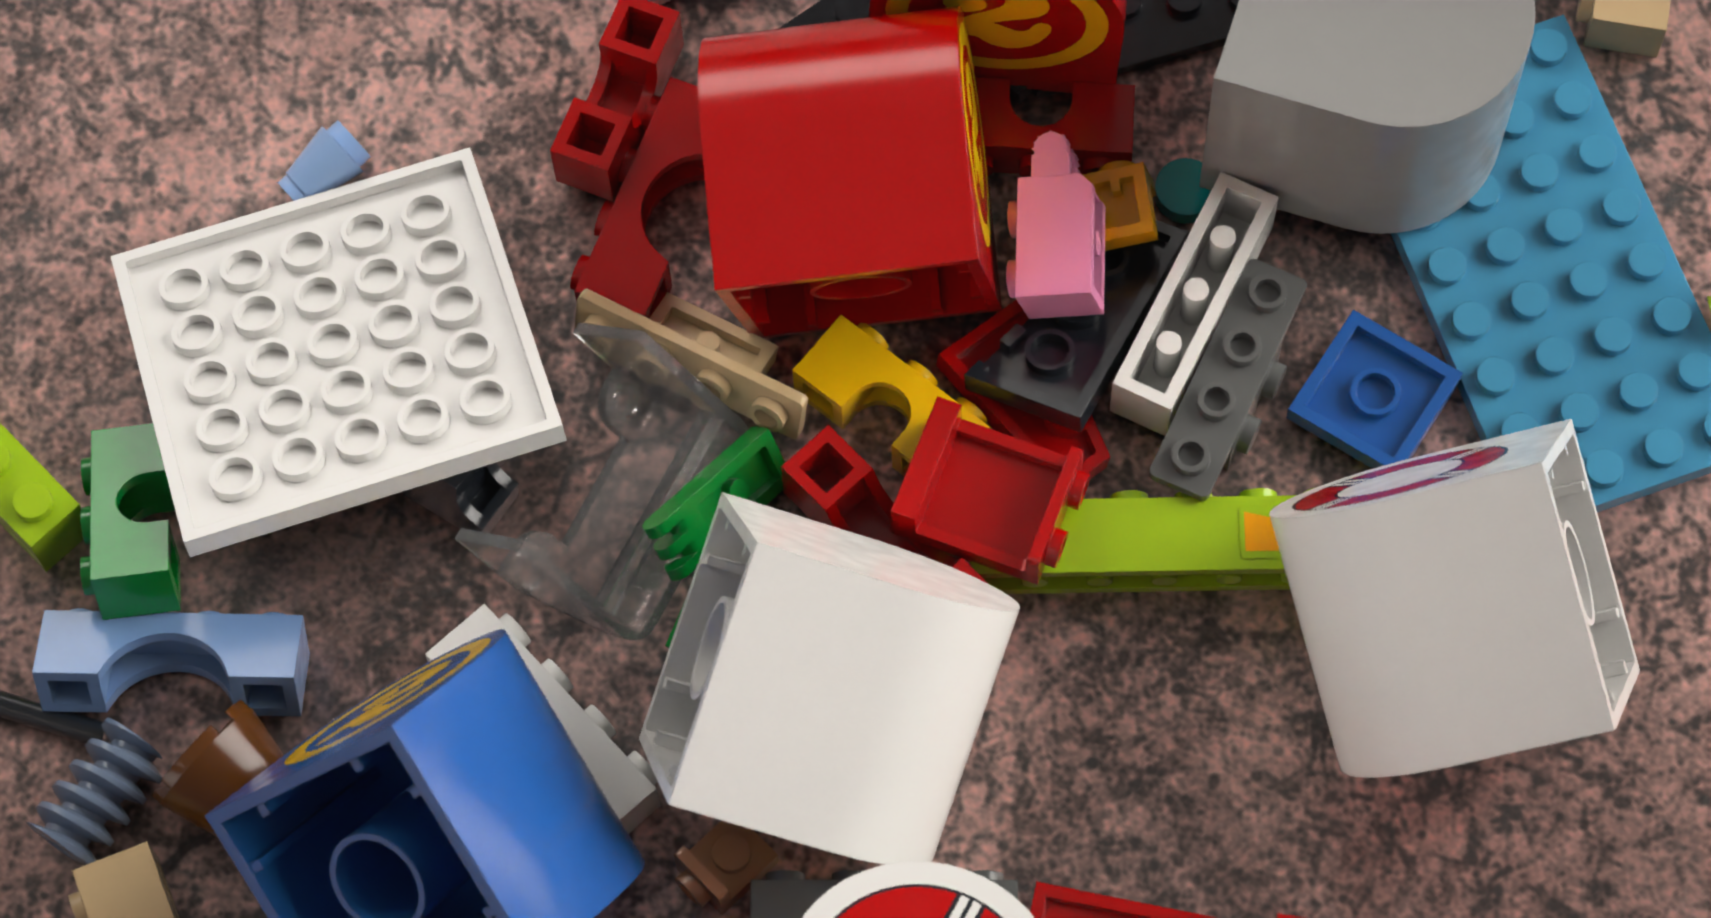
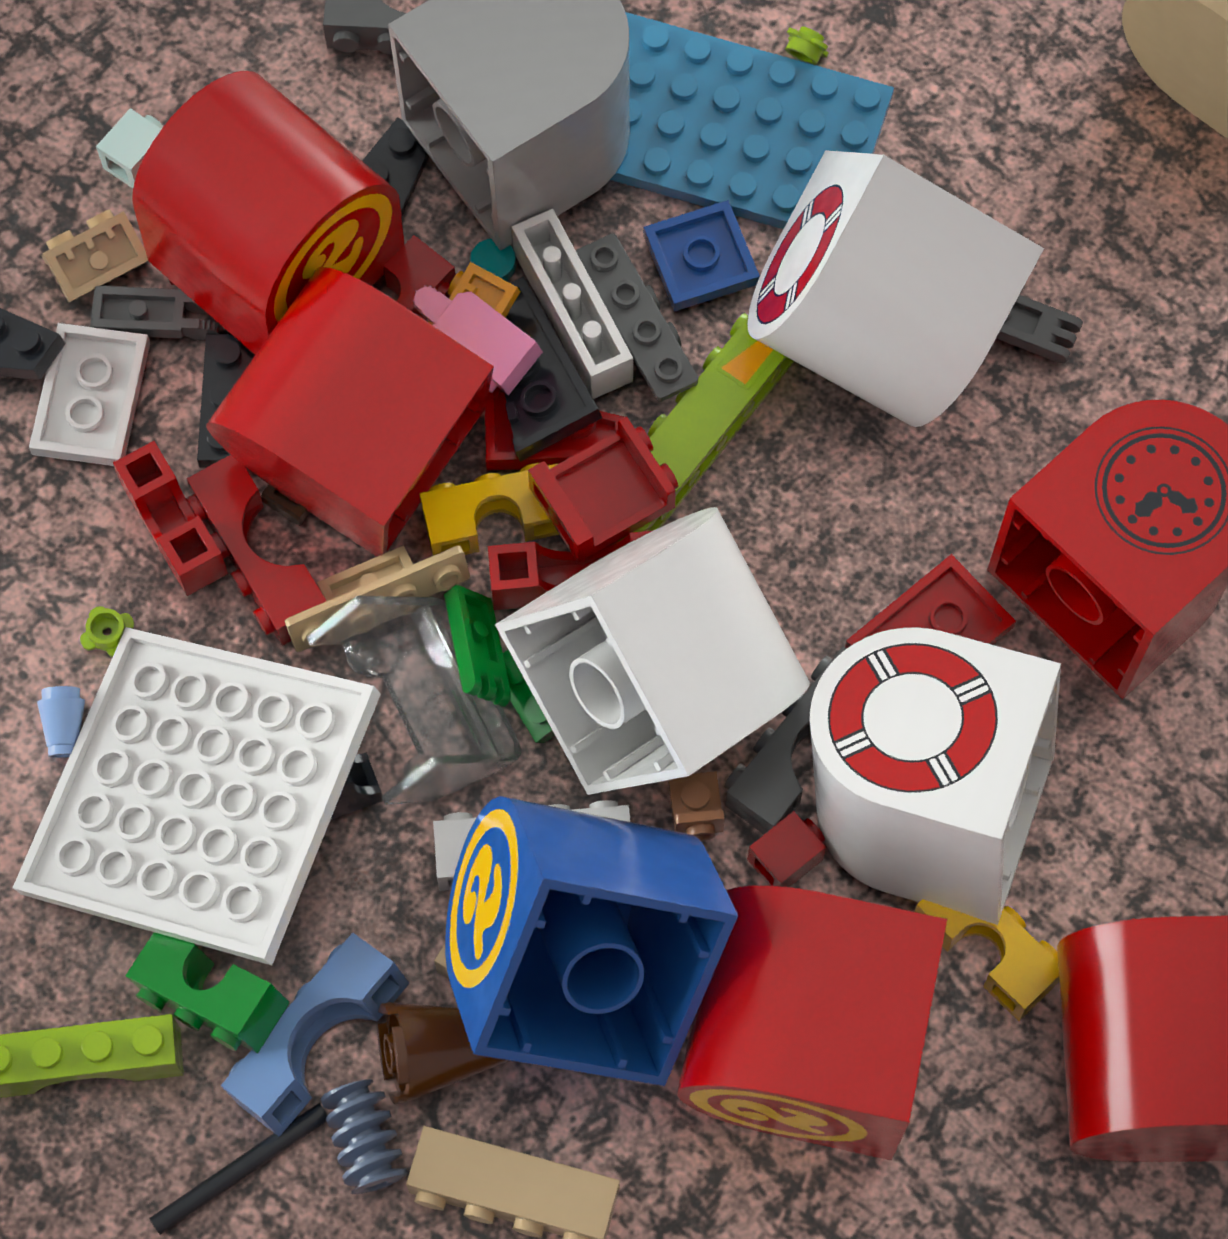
camera: 55 degrees left, 0 degrees up
(451, 118) = (98, 621): none -> lime plate
(1591, 804) = (1040, 329): none -> dark grey hinge

